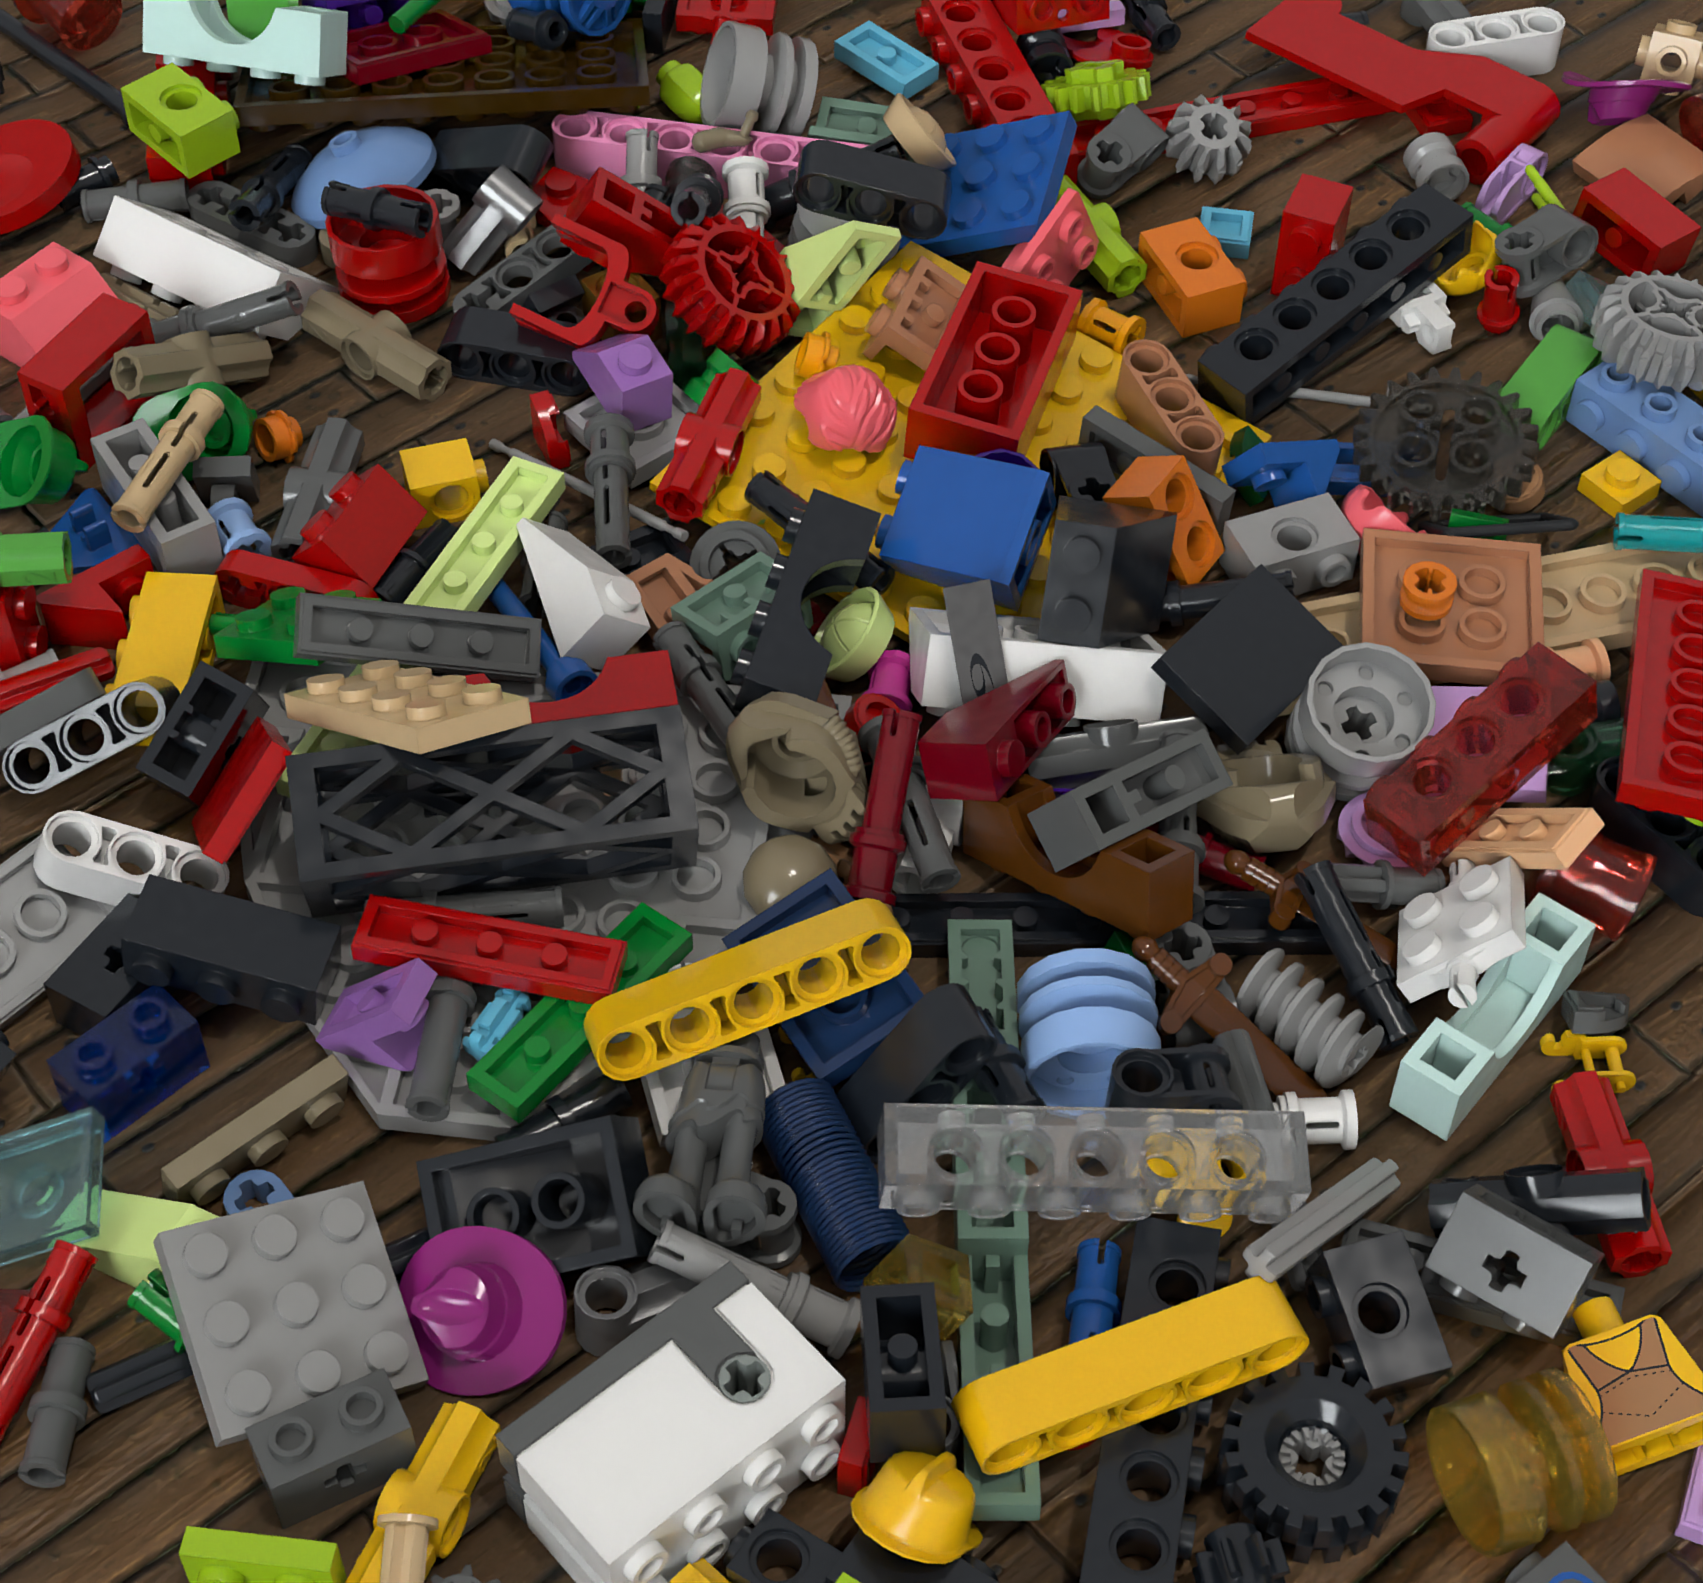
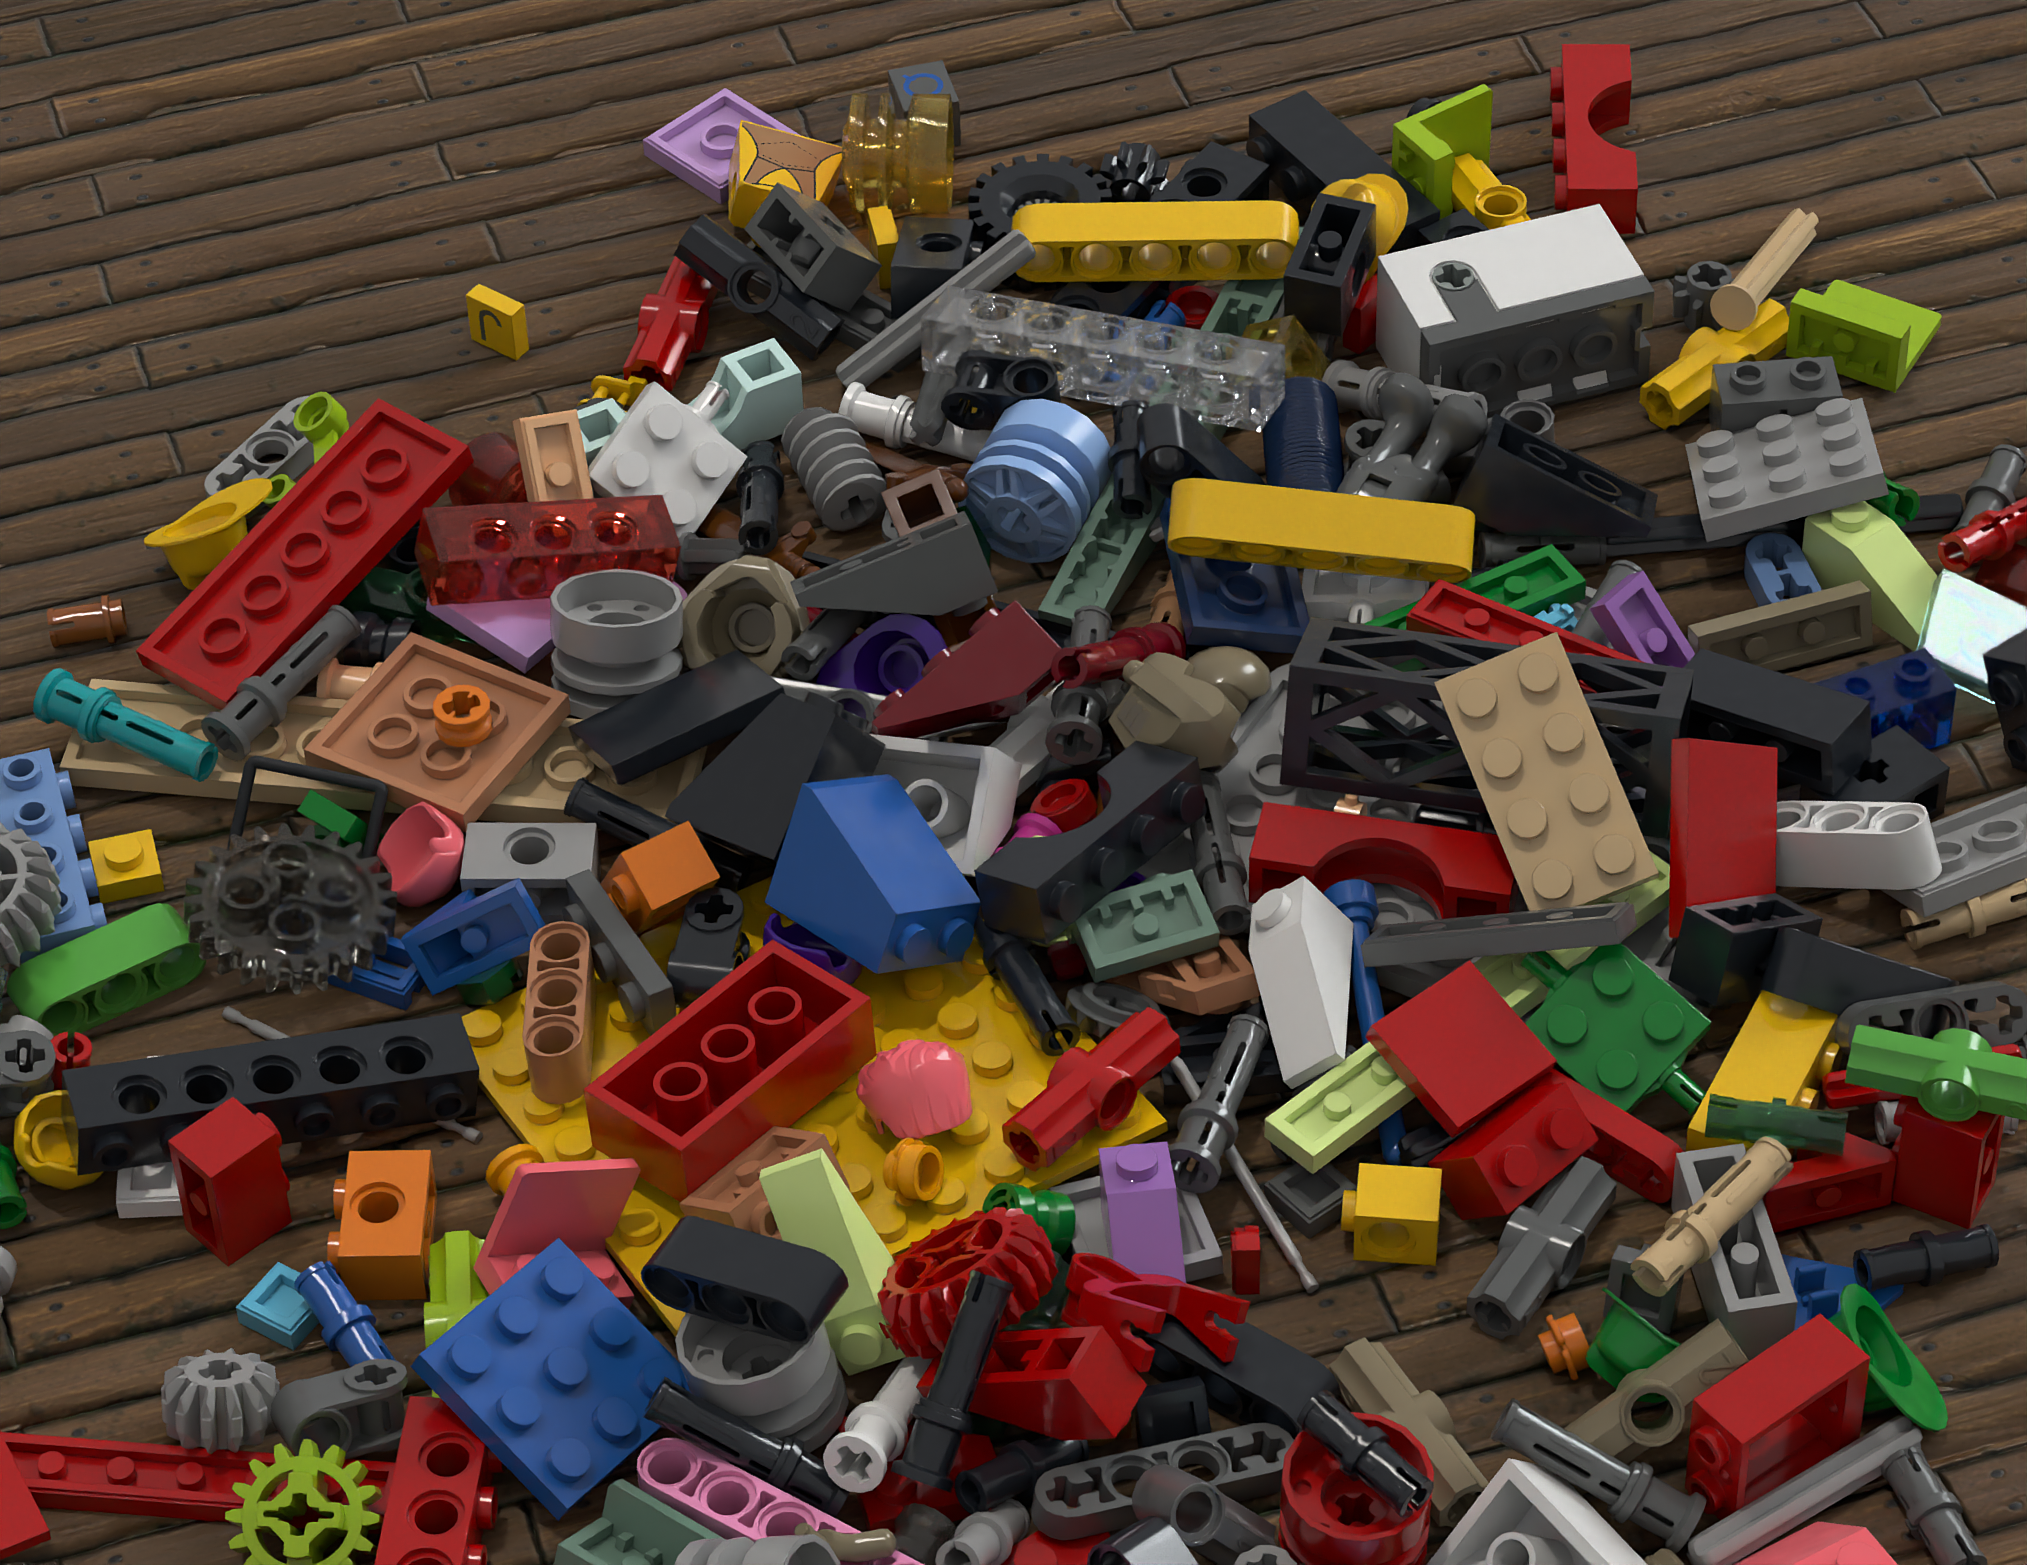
camera: 155 degrees left, 5 degrees down
(137, 572) = (1788, 1124): none -> clear green pin
(239, 527) = (1643, 1209): light blue bush -> none
(422, 555) = (1460, 1048): none -> red tile
(483, 1309) = (1638, 456): magenta hat -> none
(918, 134) = (619, 1406): tan hat -> none
(1161, 206) = (345, 1323): none -> blue pin
(1472, 1358) = (882, 241): none -> yellow tile
(1615, 584) = (265, 698): none -> dark grey pin

